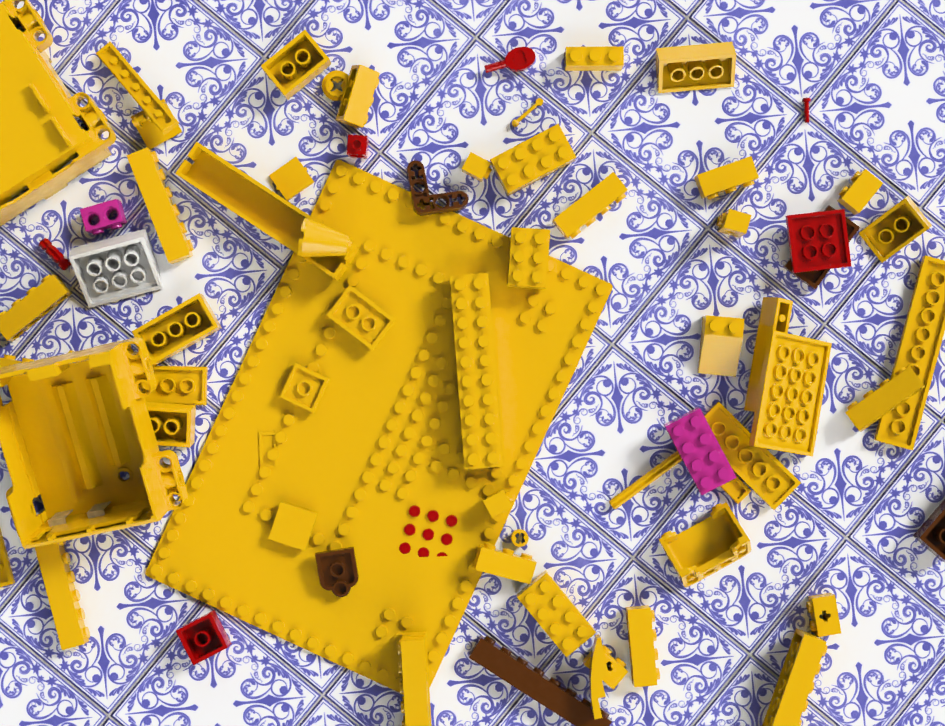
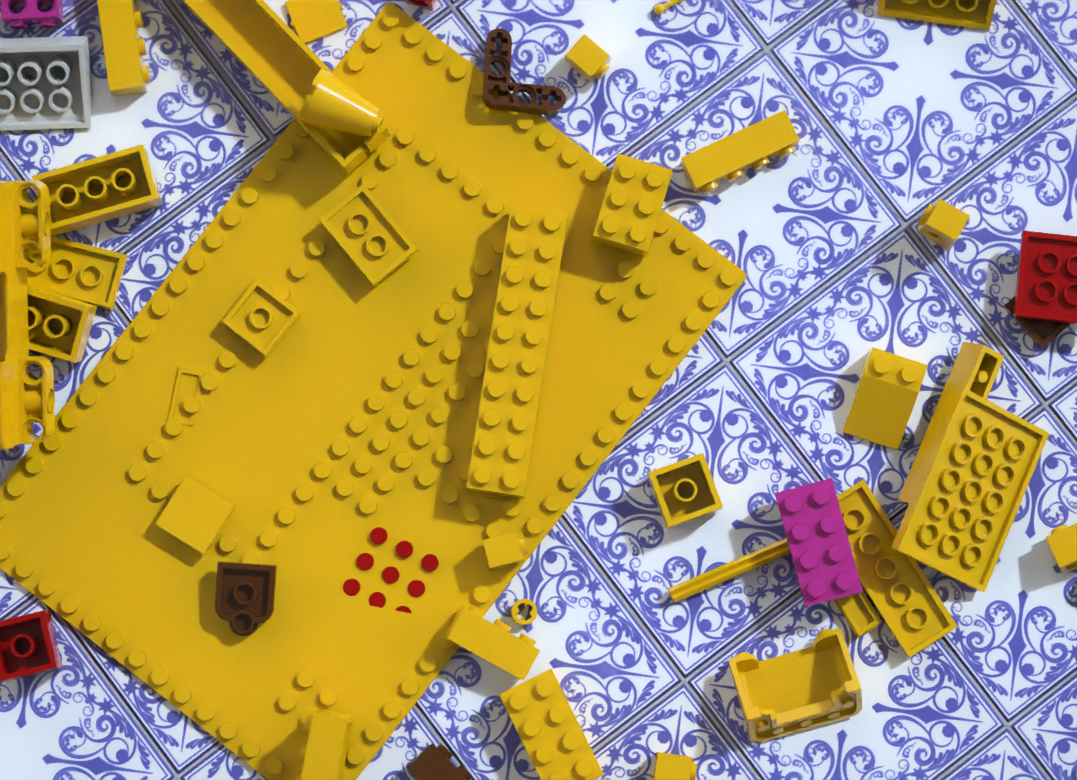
camera: 15 degrees right, 5 degrees down
(533, 159) = (672, 66): yellow brick -> none
(605, 437) = (684, 491): none -> yellow brick
(726, 178) = (948, 158): yellow brick -> none

